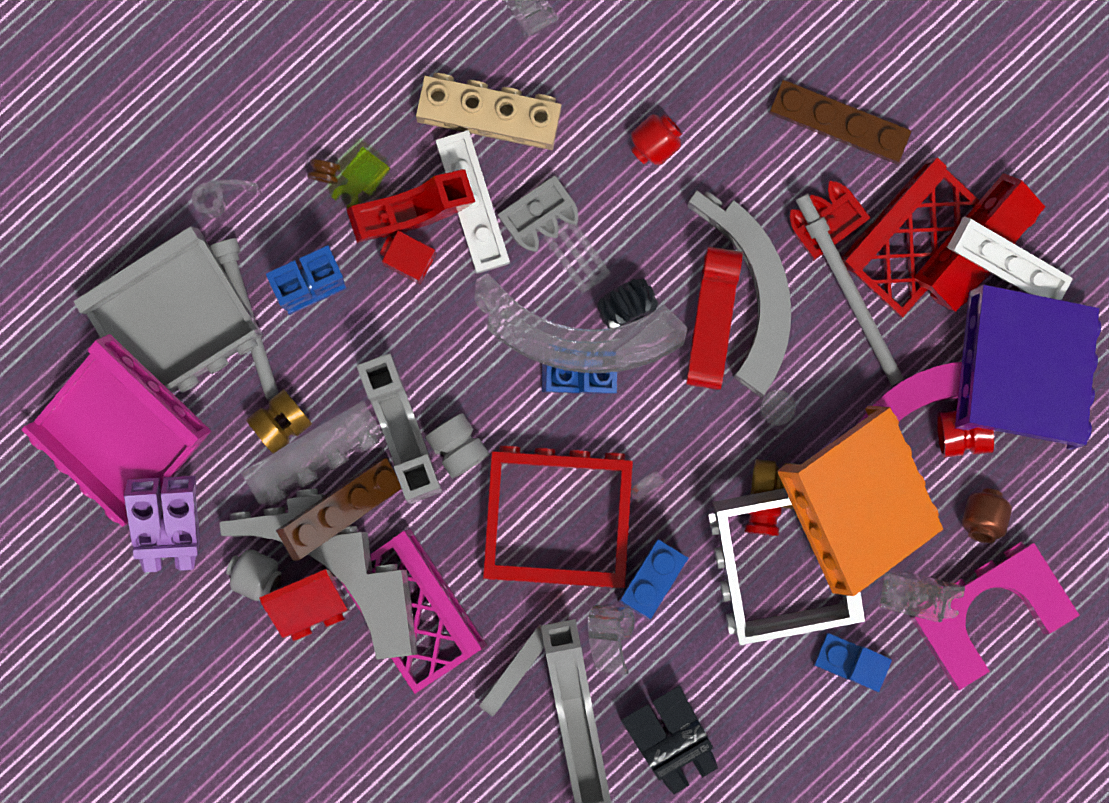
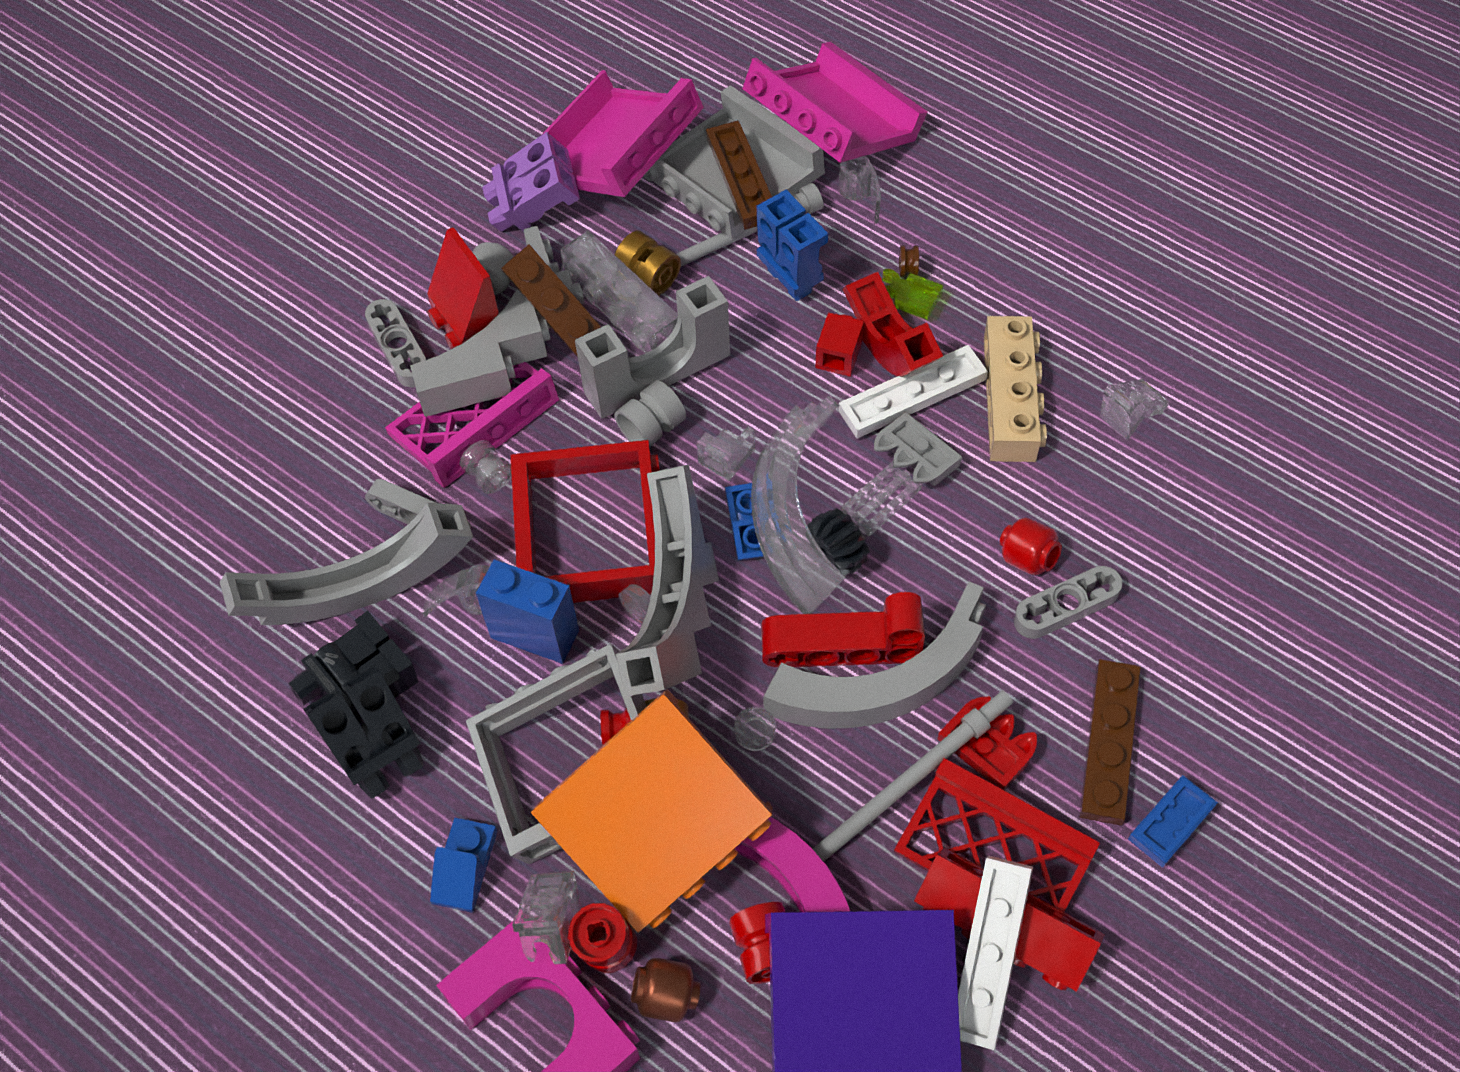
camera: 85 degrees right, 25 degrees down
(124, 201) = (837, 104): none -> dark pink panel
(199, 311) = (739, 170): none -> reddish brown plate
(289, 675) = (397, 329): none -> light grey beam
(481, 603) = (489, 469): none -> clear wheel
(502, 383) = (725, 452): none -> clear panel
(676, 451) = (665, 645): none -> light grey arch
(695, 99) = (1075, 586): none -> light grey beam
(749, 727) = (377, 742): none -> black hips
(919, 93) = (1172, 821): none -> blue plate
(943, 558) = (602, 938): none -> red wheel

